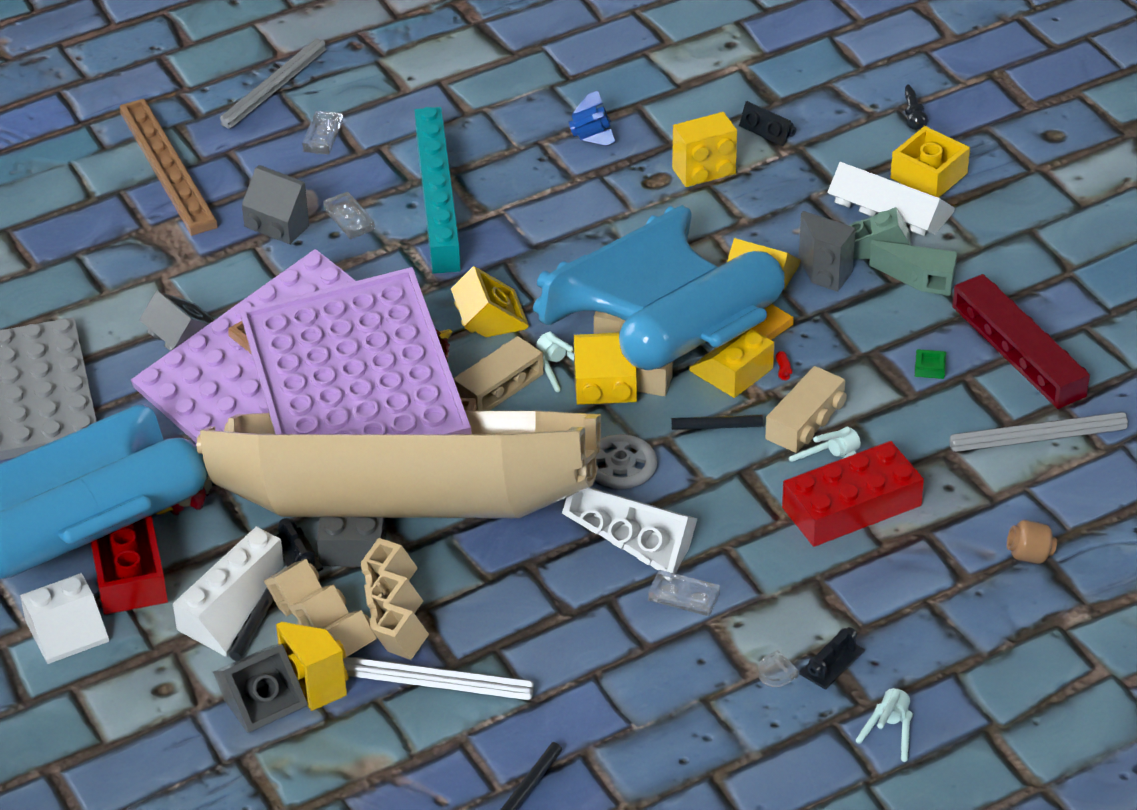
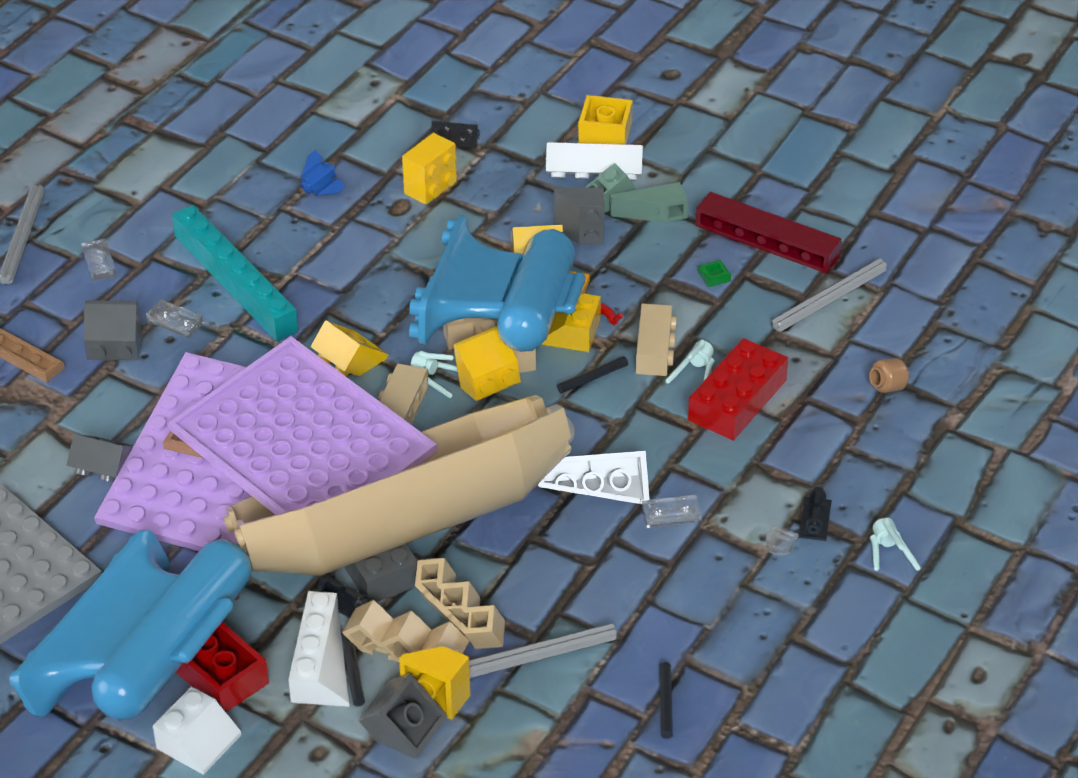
camera: 30 degrees left, 0 degrees up
(915, 112) = (562, 93): black bar -> none

